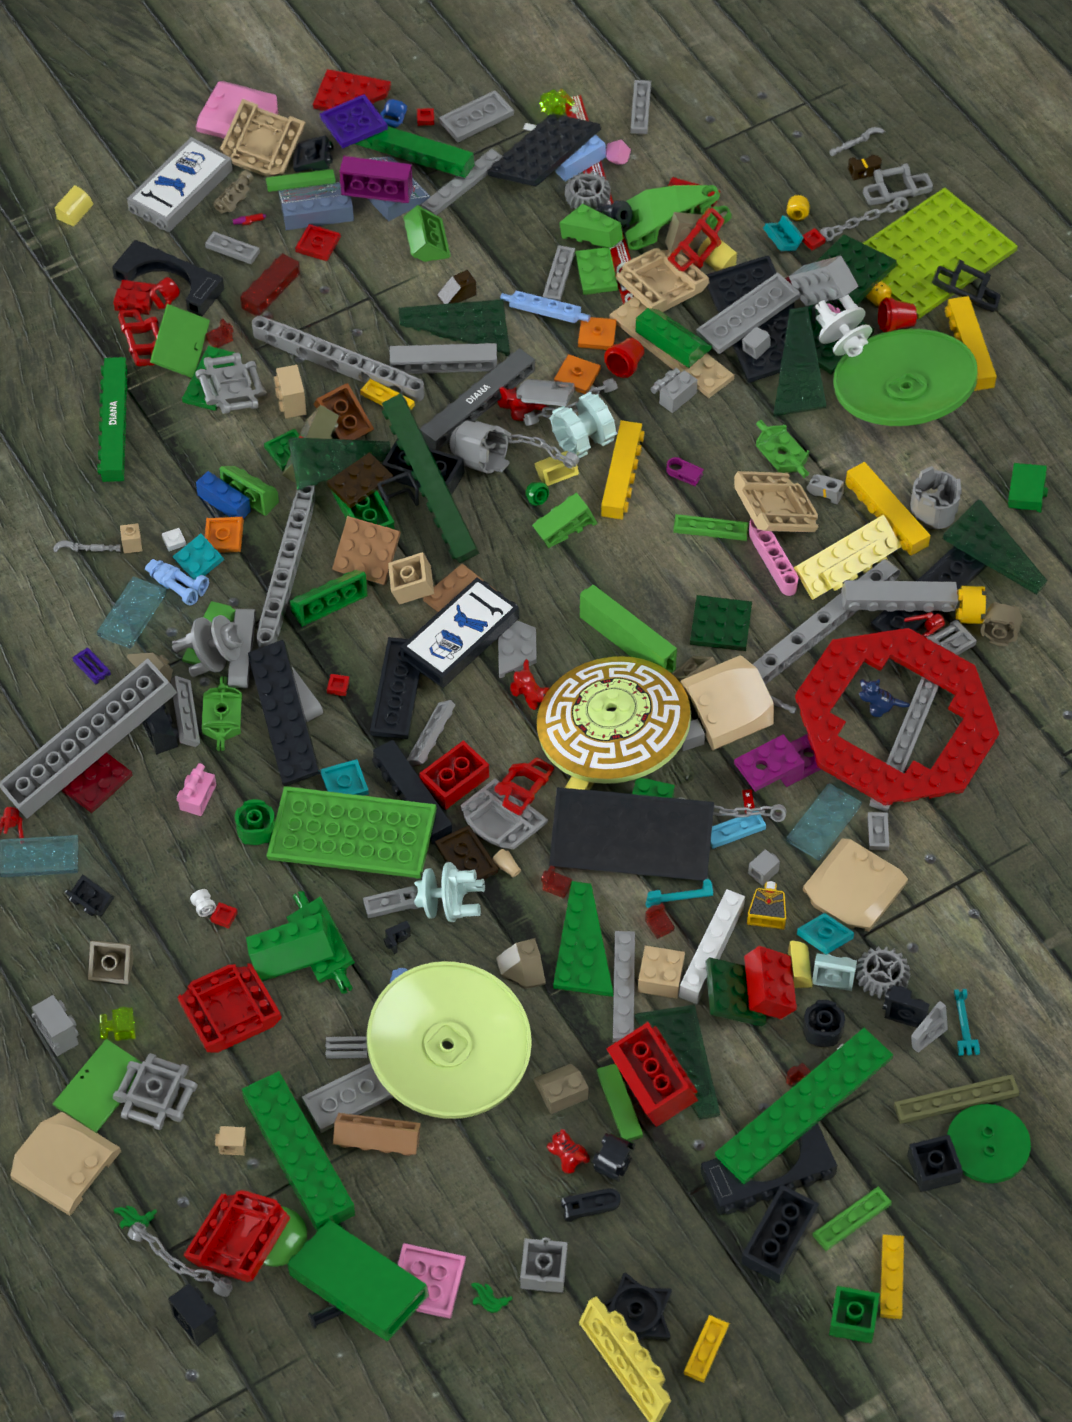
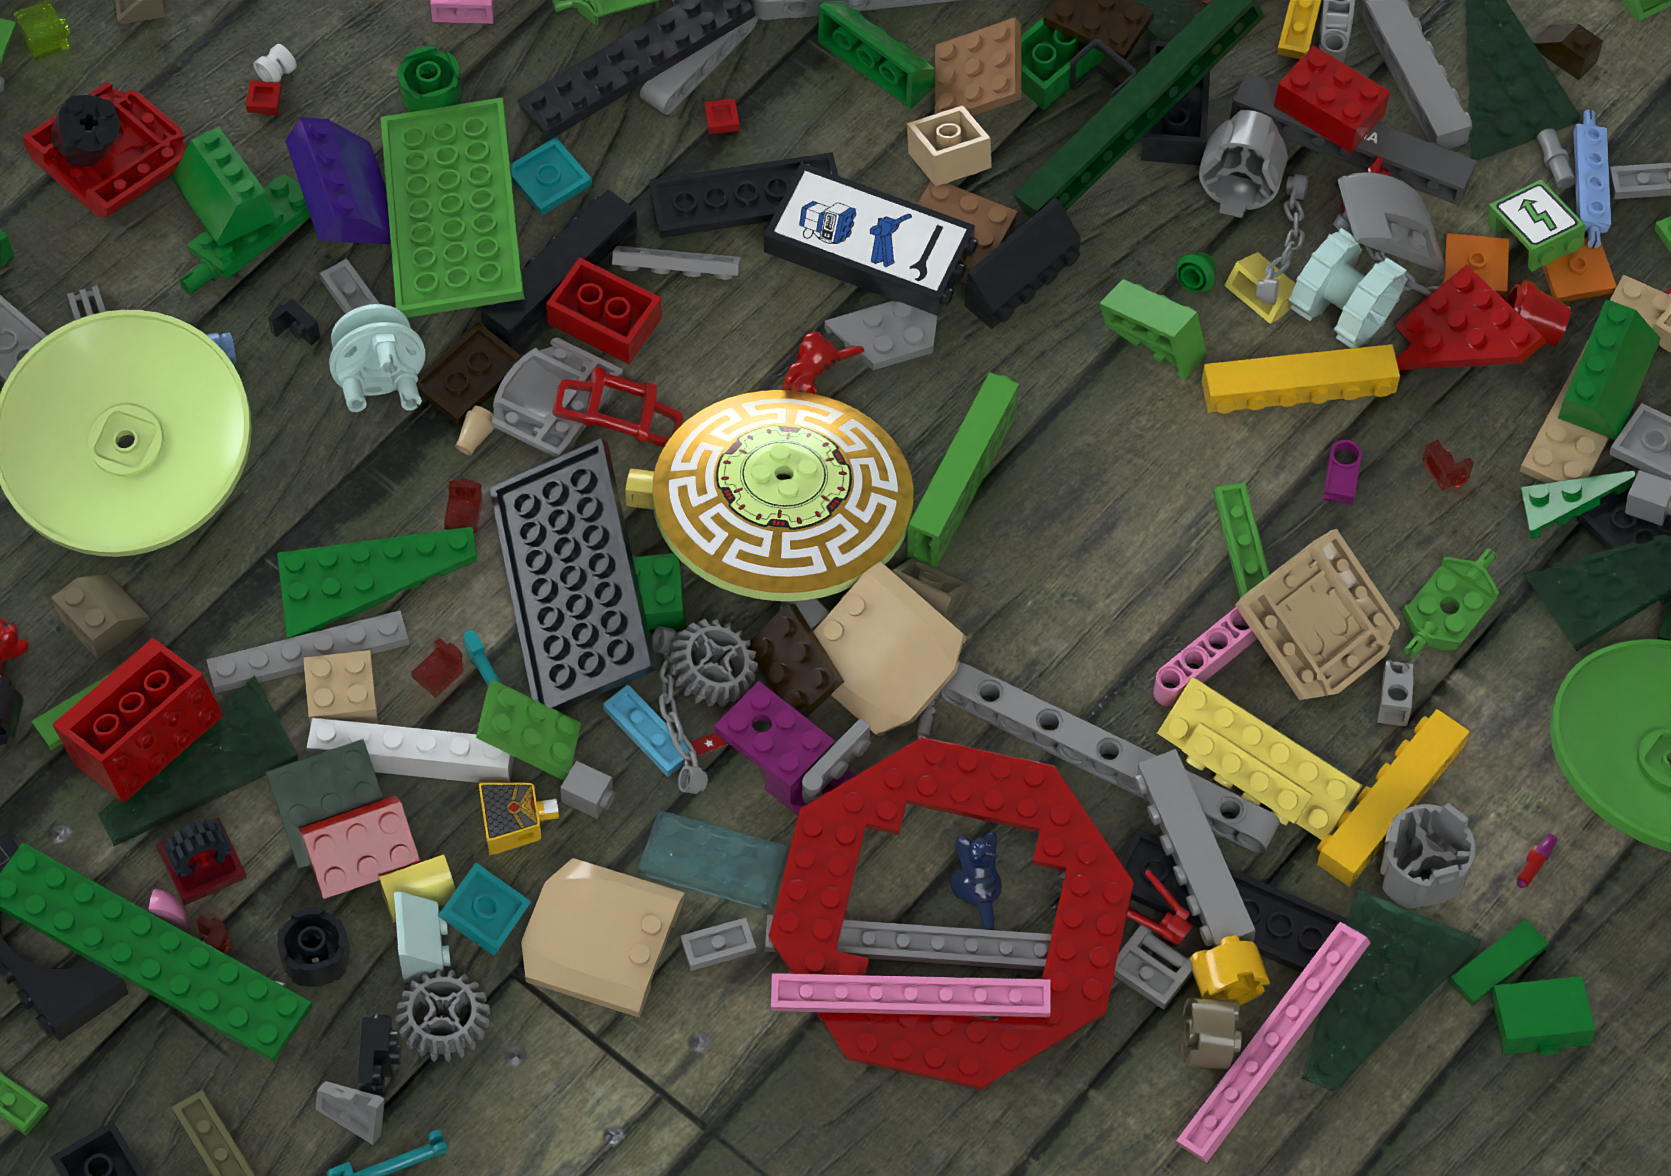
camera: 70 degrees right, 5 degrees up
(219, 1008) = (85, 129): none -> black brick
(315, 885) = (339, 182): none -> dark purple slope
(460, 393) = (1331, 99): none -> red brick
(503, 568) = (1022, 265): none -> black slope
(522, 964) = (300, 505): dark tan slope -> none
(526, 318) = (1556, 158): none -> light grey pin
(567, 334) = (1539, 223): none -> panel
(625, 382) = (1464, 327): none -> red wing
(678, 389) = (1503, 410): light grey brick -> none
(699, 426) = (1442, 467): none -> clear red bracket
(707, 783) = (711, 680): none -> light grey gear
(719, 744) = (795, 661): none -> dark brown plate
(721, 623) = (1052, 608): dark green plate -> none
(723, 880) = (528, 730): none -> bright green plate
(738, 383) = (1569, 498): none -> wing
(746, 1069) = (201, 860): none -> plate
(773, 1093) = (168, 909): none -> bright pink brick
(782, 727) = (836, 760): none -> light grey plate
(938, 463) = (1535, 860): none -> piece
(945, 744) = (910, 995): none -> bright pink plate
(992, 496) = (1498, 962): none -> green tile
(1016, 596) = (1273, 1042): none -> bright pink plate

